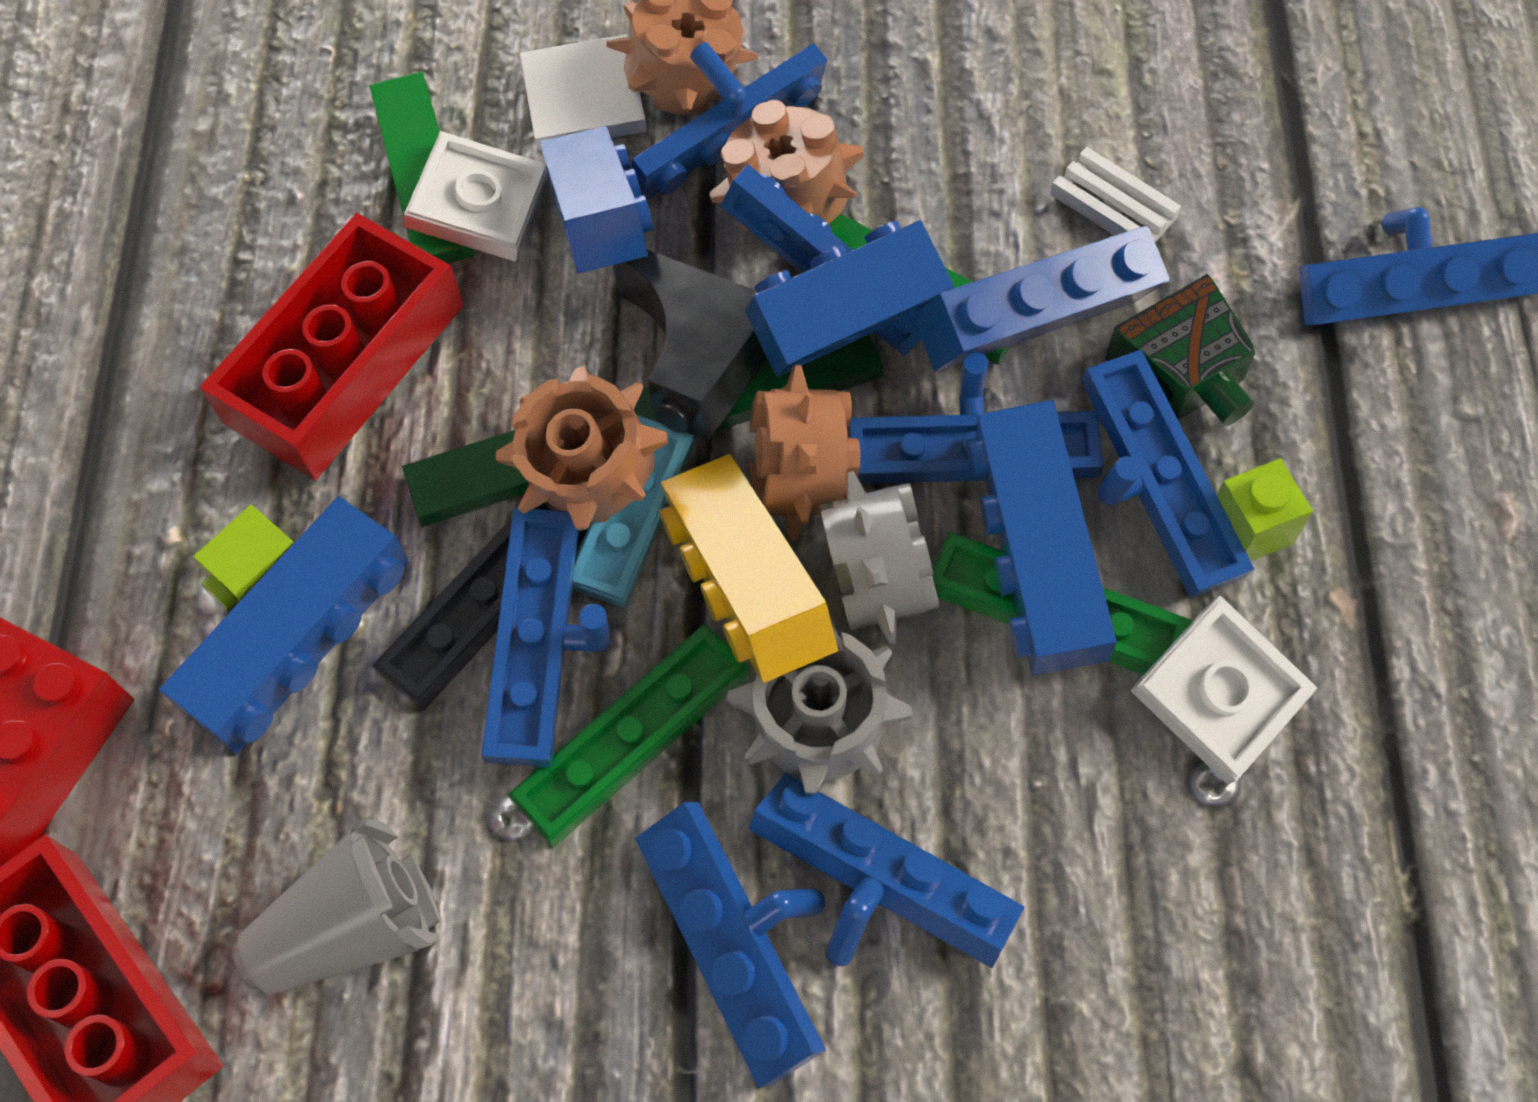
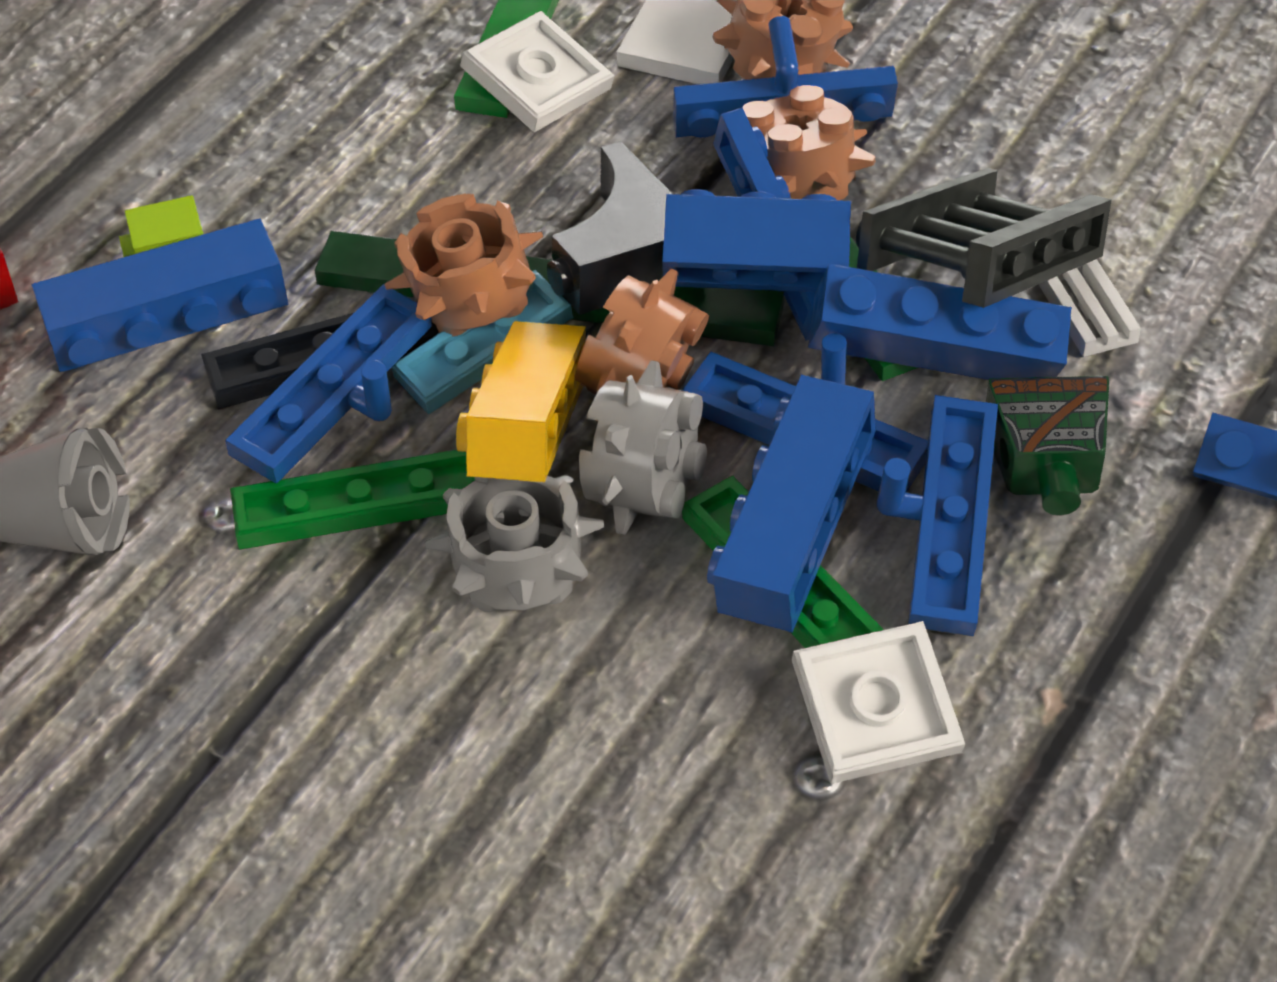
camera: 30 degrees right, 15 degrees down
(334, 345) = (342, 121): red brick -> none
(597, 198) = (617, 100): brick -> none
(732, 942) = (315, 672): blue plate -> none
(884, 872) = (481, 688): blue plate -> none
(1077, 199) = (987, 238): none -> pearl dark grey fence
(1265, 508) = (1016, 581): lime brick -> none

